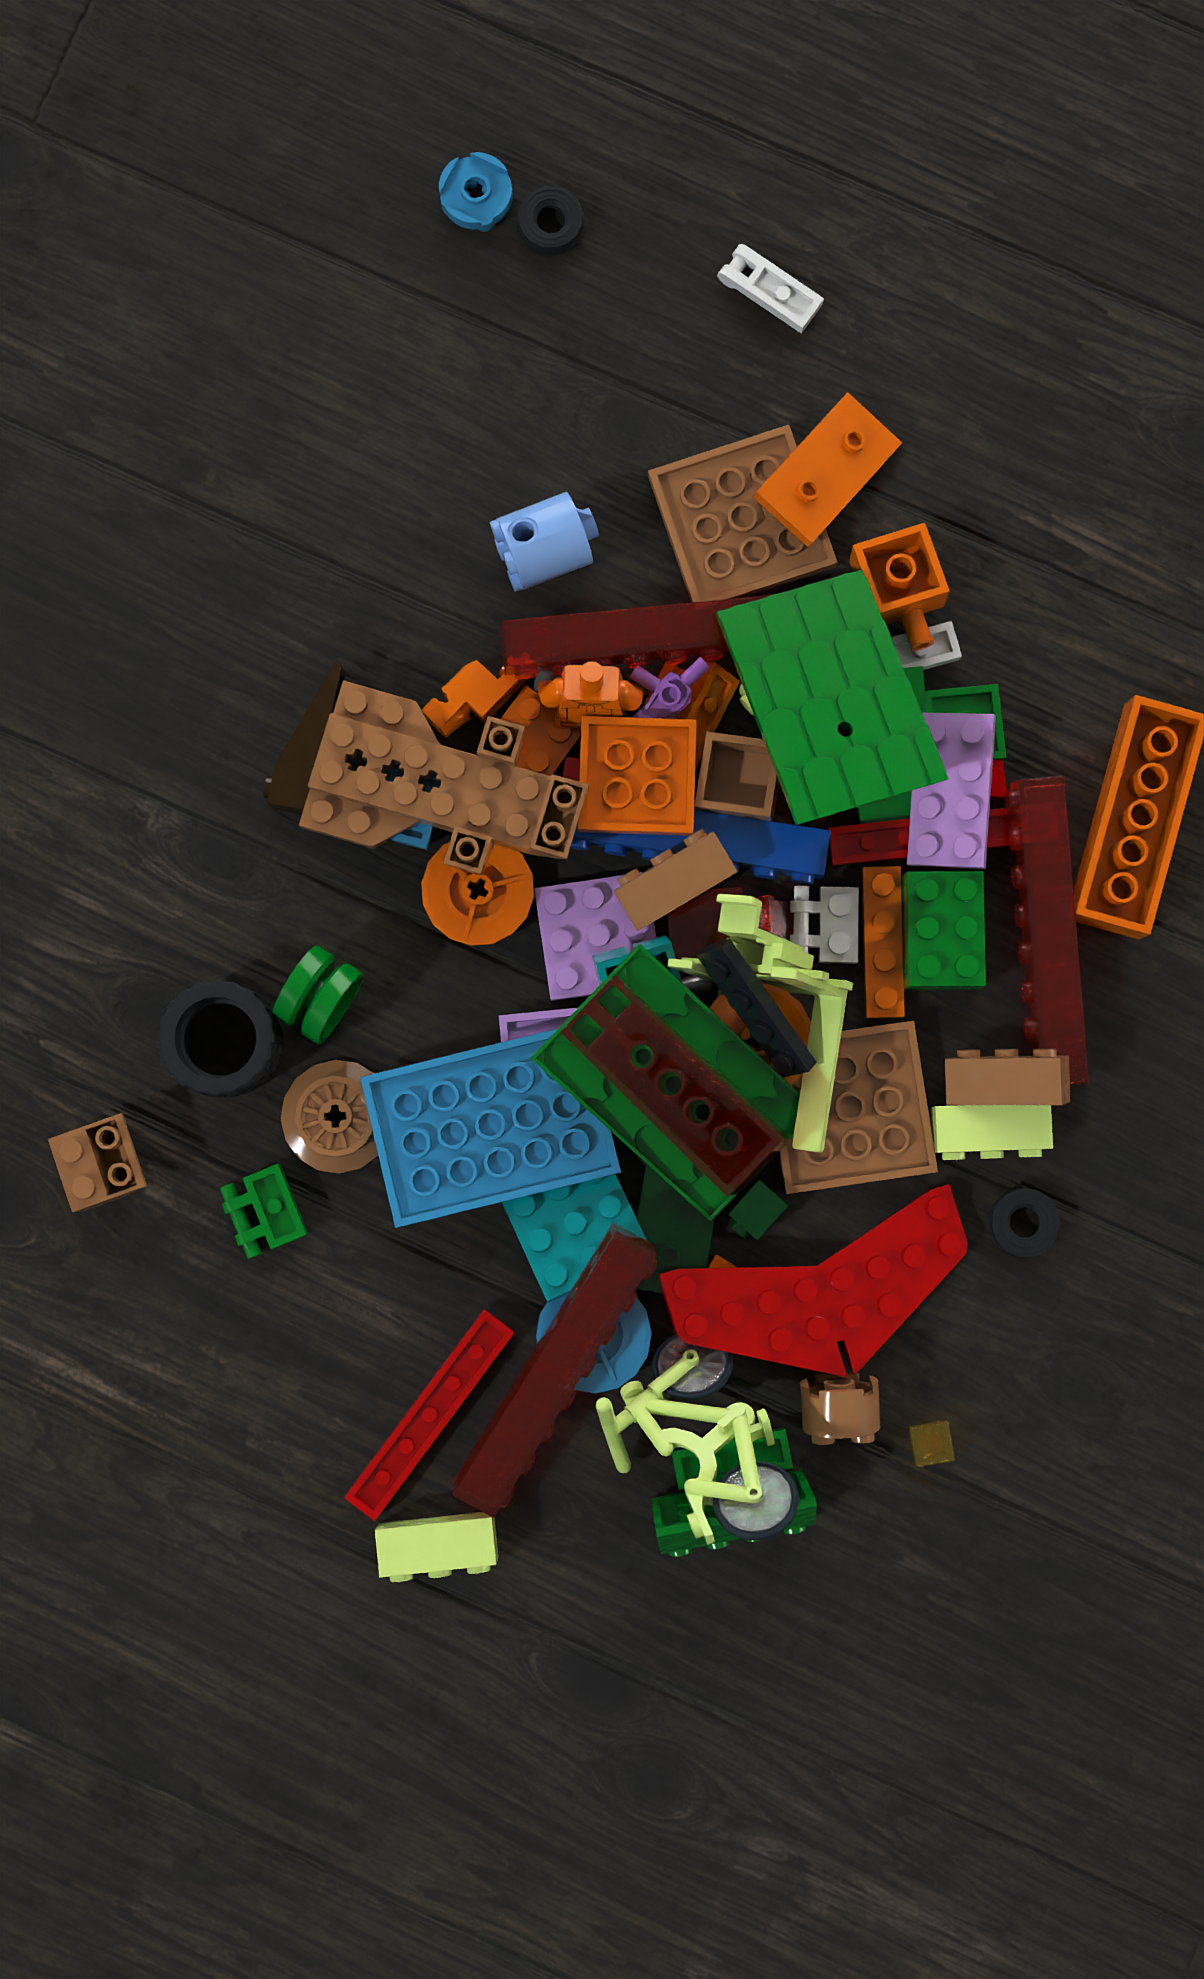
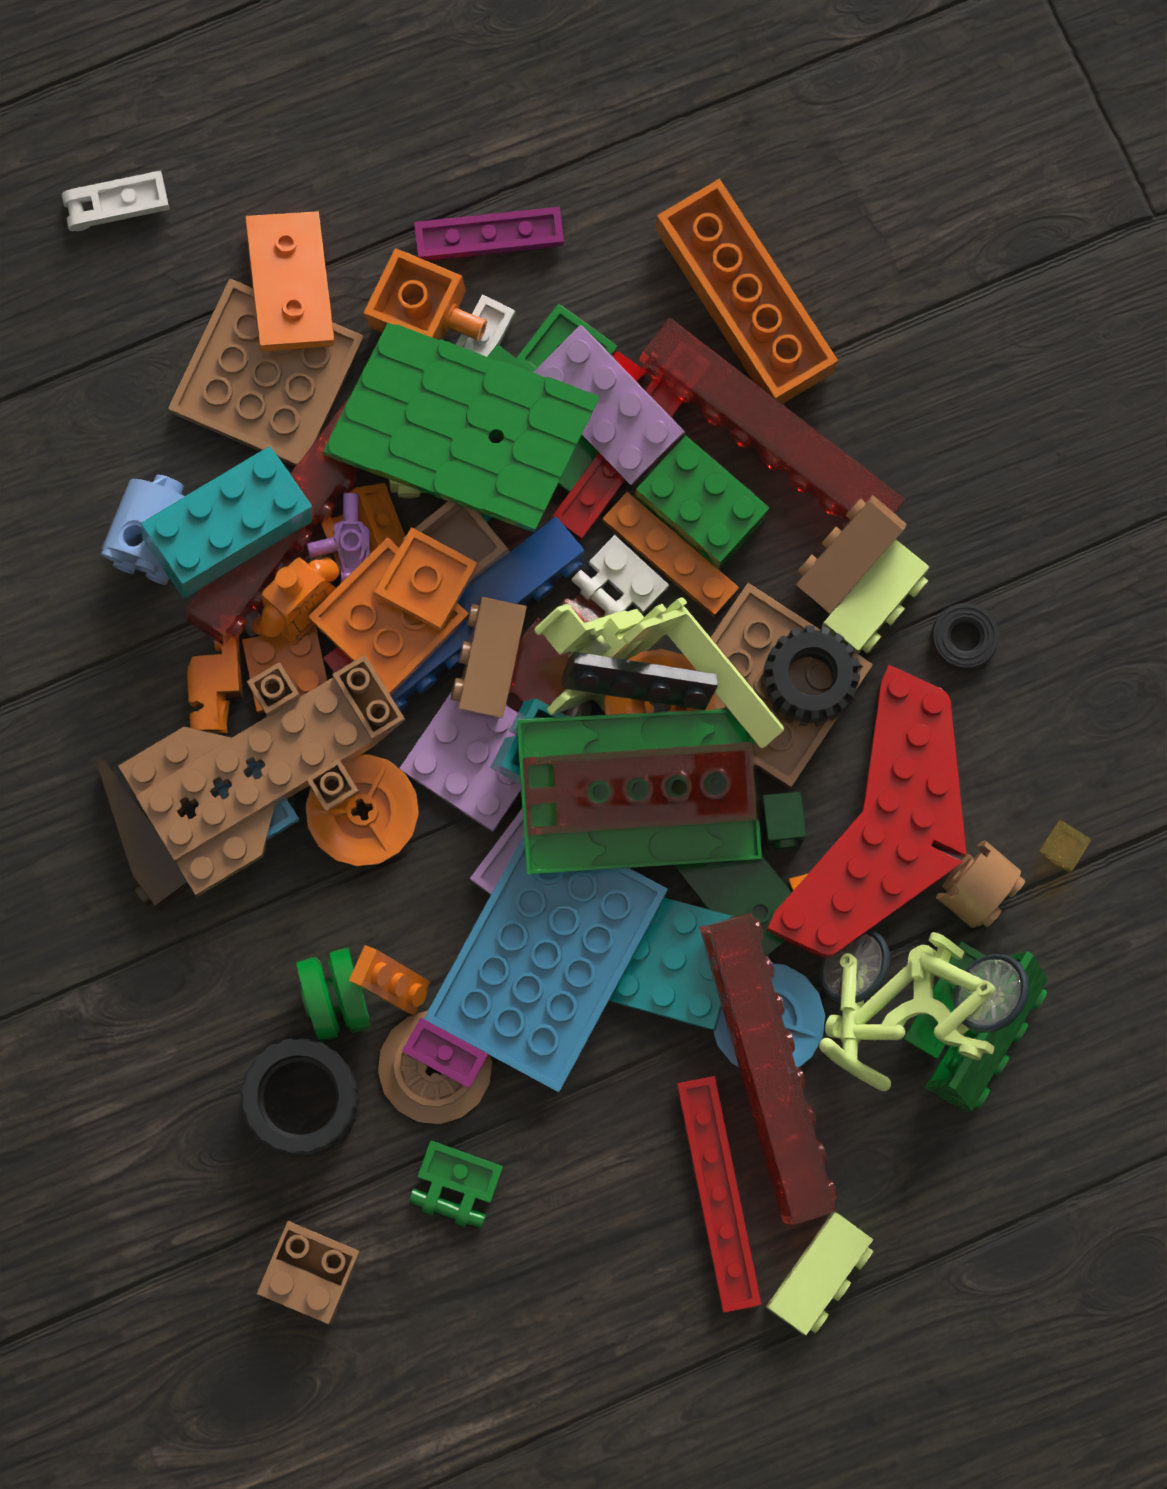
camera: 55 degrees left, 5 degrees down
(348, 1116) = (445, 1053): none -> magenta plate
(363, 1026) = (389, 980): none -> orange plate
(594, 589) = (226, 522): none -> teal brick
(689, 777) = (426, 579): none -> orange plate
(916, 1127) = (817, 645): none -> black tyre
(1003, 583) = (489, 234): none -> magenta plate

